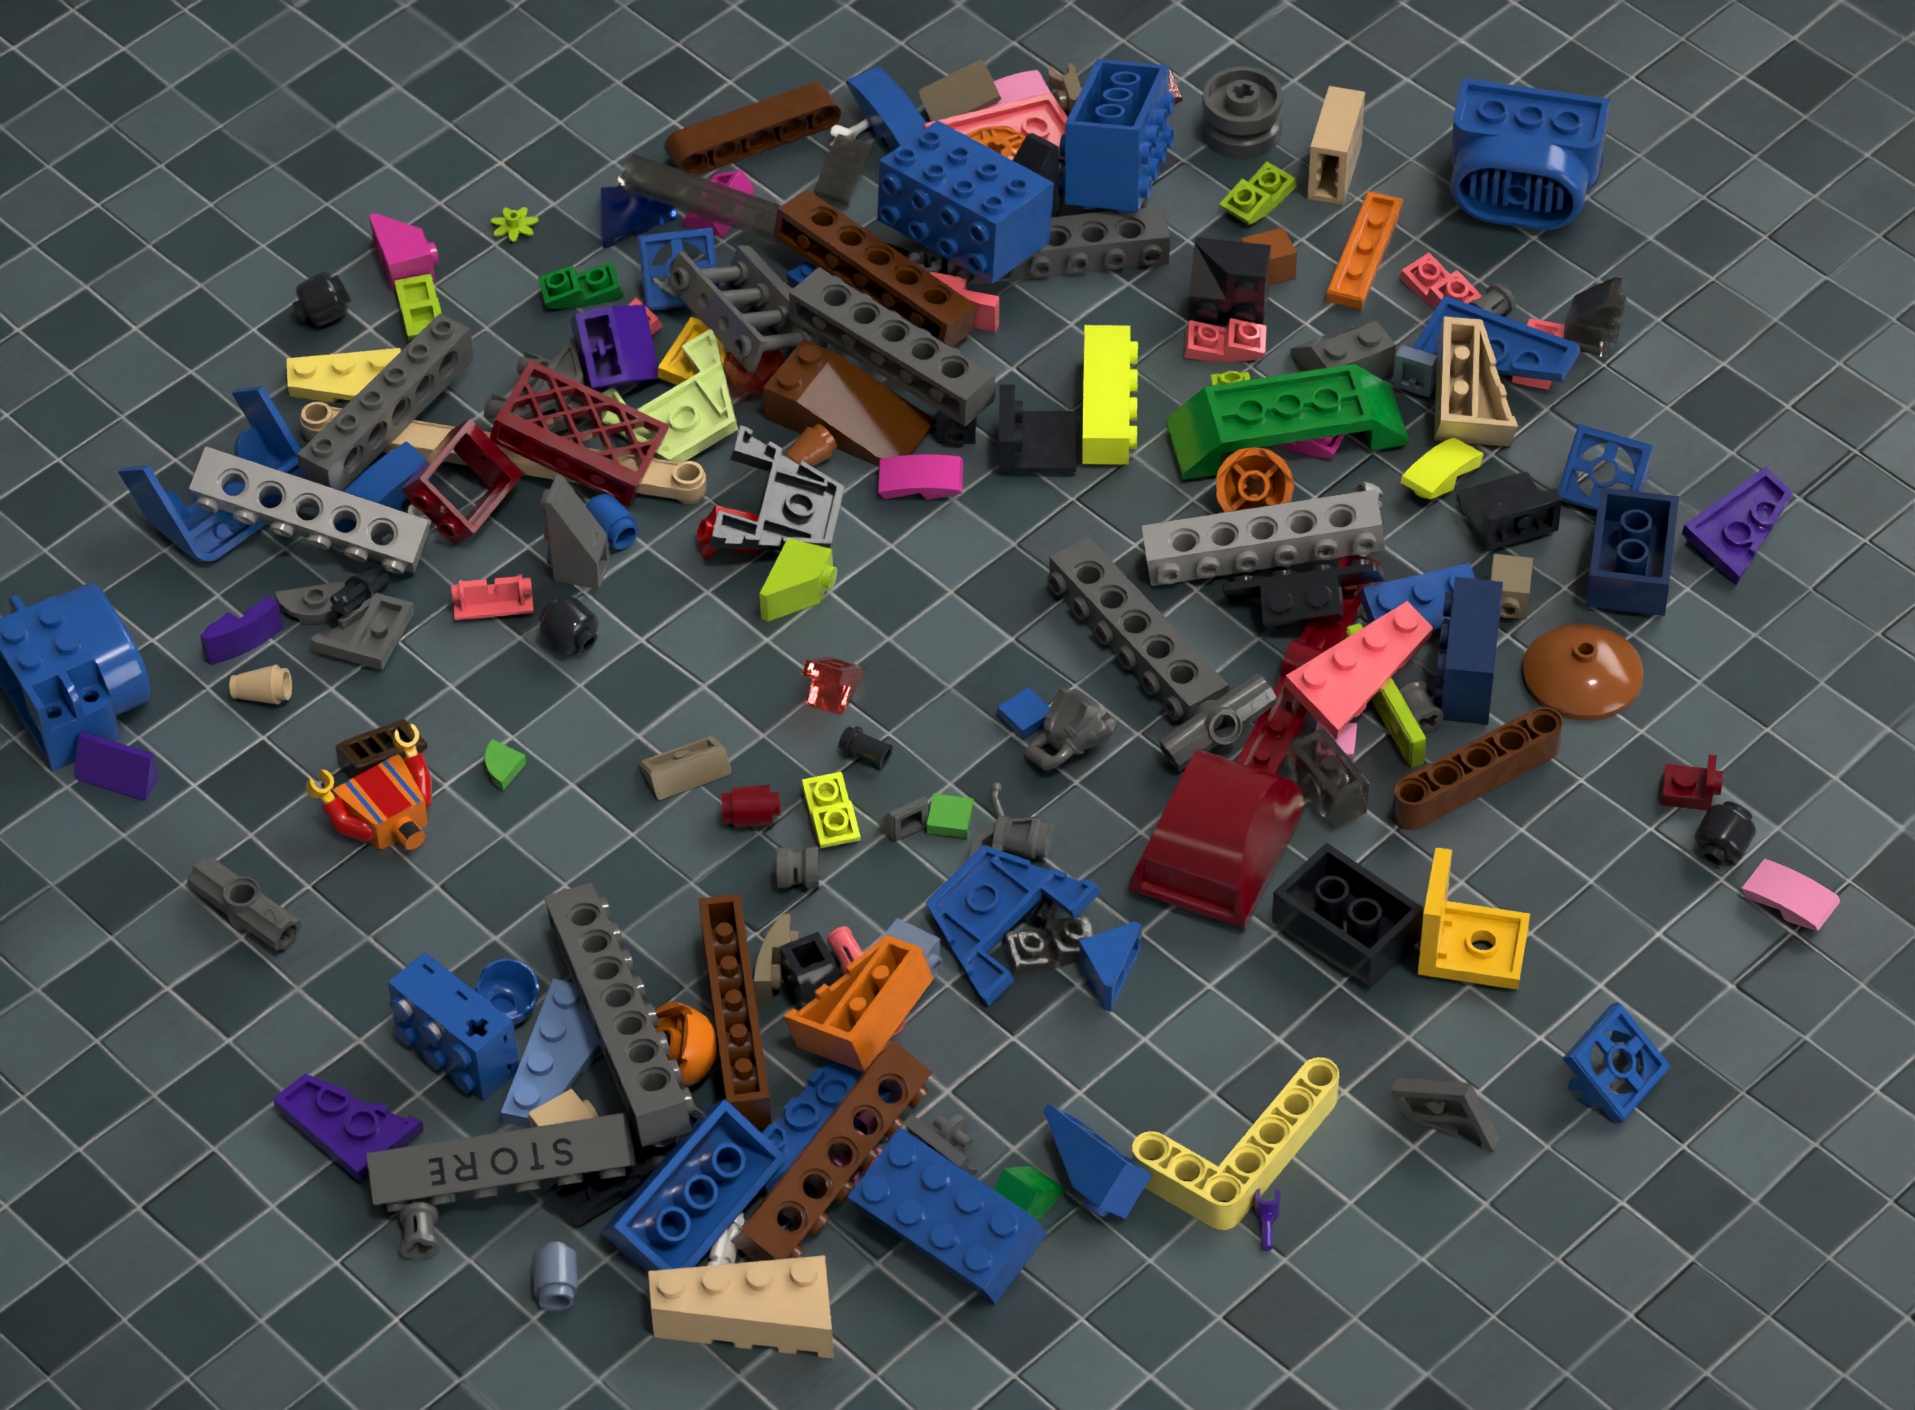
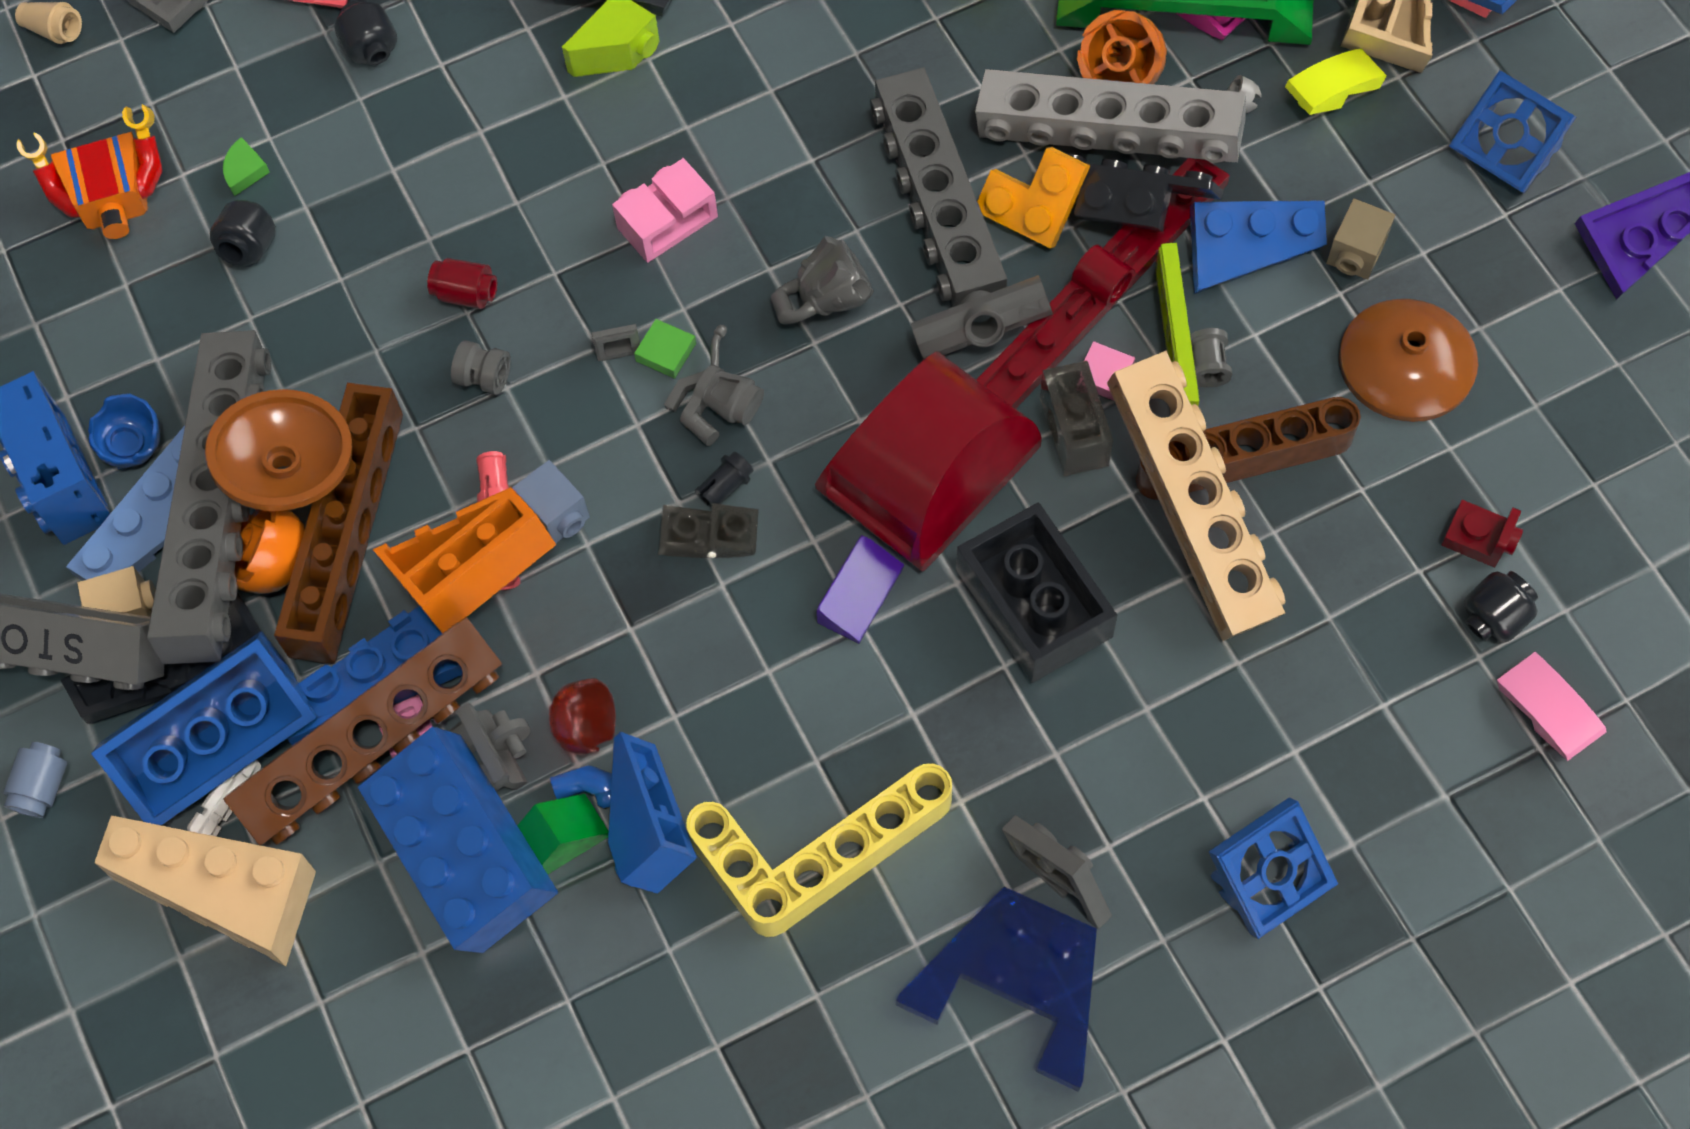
camera: 20 degrees right, 15 degrees up
(353, 749) = (109, 112): dark brown slope -> none
(533, 813) = (242, 232): none -> black head
(674, 956) = (275, 432): none -> dark orange dish
(686, 767) = (421, 219): dark tan slope -> none
(769, 960) = (417, 459): dark tan slope -> none
(807, 966) = (435, 491): black slope -> none
(830, 810) = (545, 309): neon yellow slope -> none
(832, 683) = (604, 161): clear red slope -> none
(865, 747) = (599, 237): black pin -> none
(904, 705) = (666, 210): none -> bright pink piece
(988, 900) = (656, 464): blue wing -> none
(1007, 1103) = (582, 716): none -> clear red hair
(1024, 713) = (787, 249): blue tile -> none
(1031, 1152) = (584, 779): none -> blue arm
(1109, 959) = (762, 570): blue slope -> none
(1197, 956) = (859, 590): none -> slope
(1233, 625) = (1038, 208): none -> light orange plate
(1267, 1213) = (815, 935): dark purple hand -> none
(1351, 672) = (1138, 303): coral wing -> none
(1445, 1185) = (1027, 958): none -> clear blue wing
(1453, 827) = (1190, 522): none -> tan brick
(1454, 926) = (1145, 637): yellow bracket -> none
(1470, 650) = (1284, 306): dark blue brick -> none
(1510, 510) = (1392, 148): black bracket -> none
(1632, 551) = (1510, 233): dark blue brick -> none

